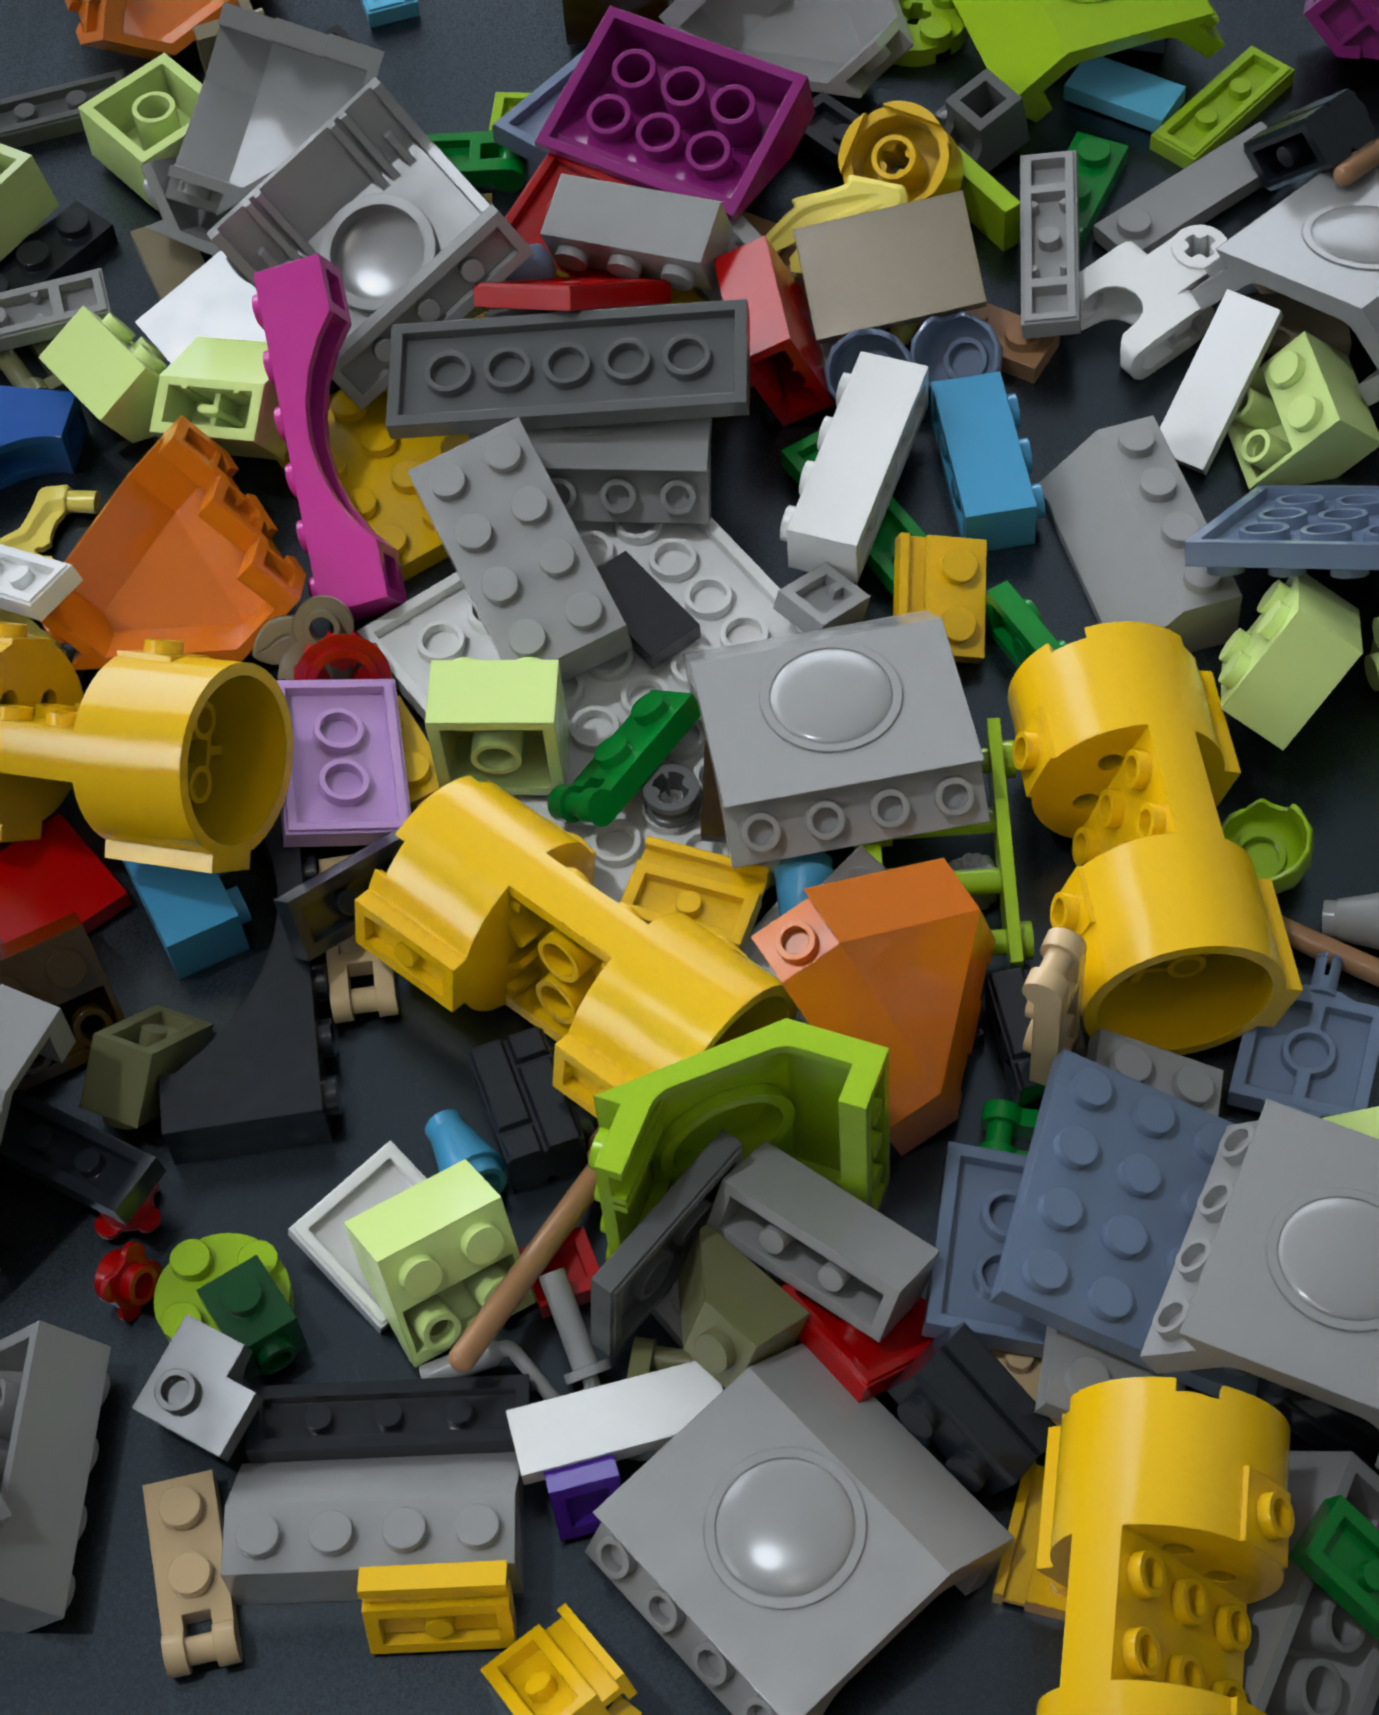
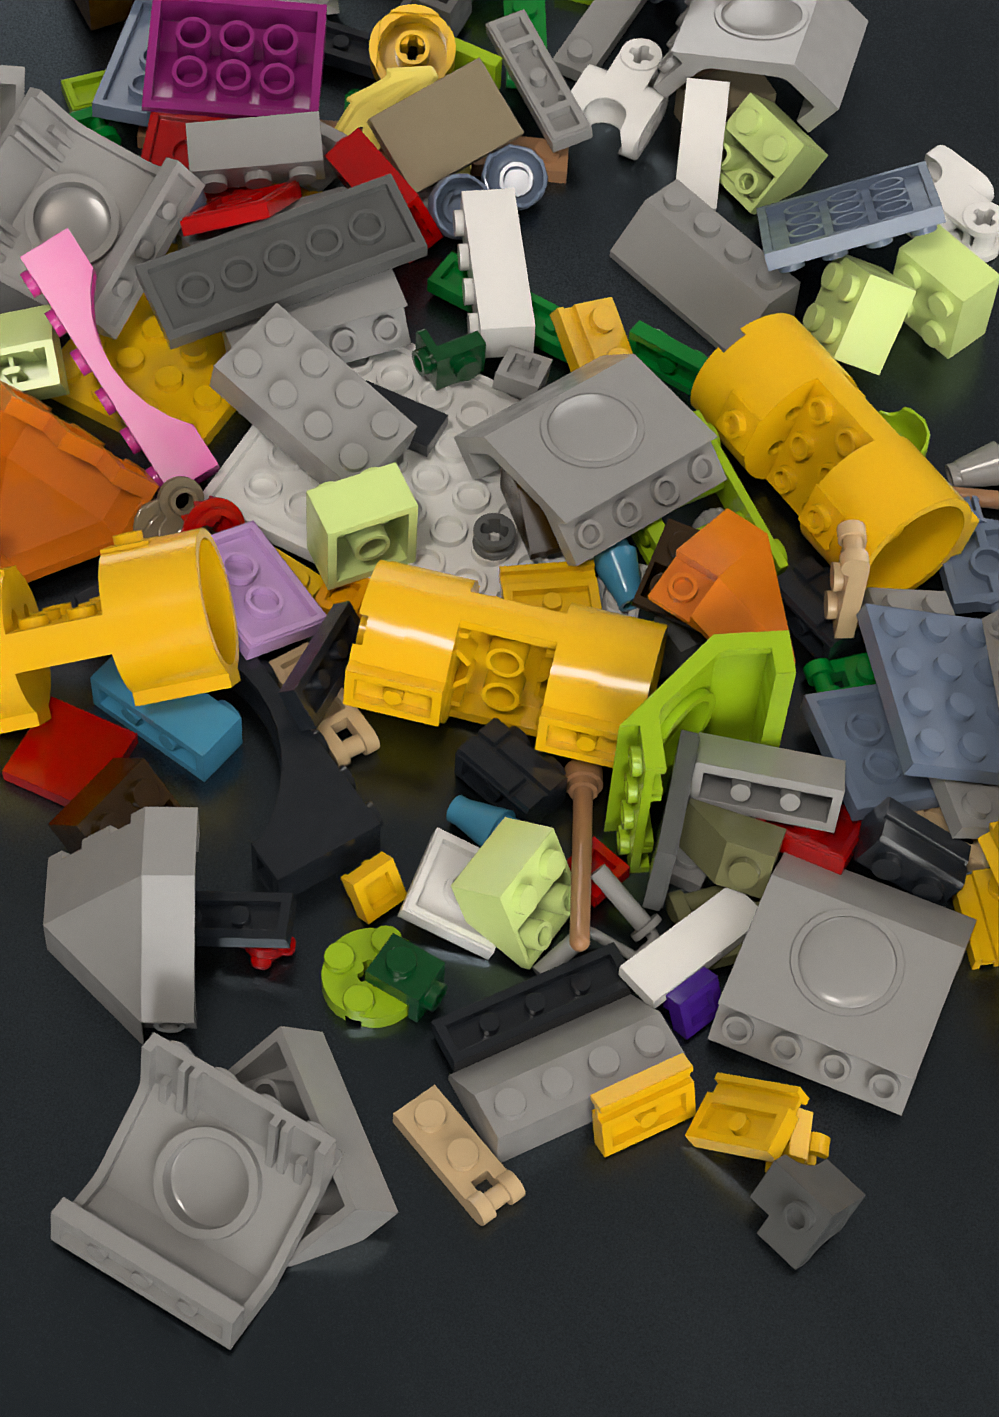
camera: 35 degrees left, 0 degrees up
(127, 1279) = (301, 987): red plate -> none
(129, 1058) = (225, 845): olive slope -> none
(201, 1389) = (408, 1037): brick -> none
(281, 1186) = (374, 887): none -> yellow tile
(625, 759) = (453, 518): green plate -> none
(740, 558) = (450, 361): none -> dark green bracket
(986, 460) = (571, 245): dark azure brick -> none

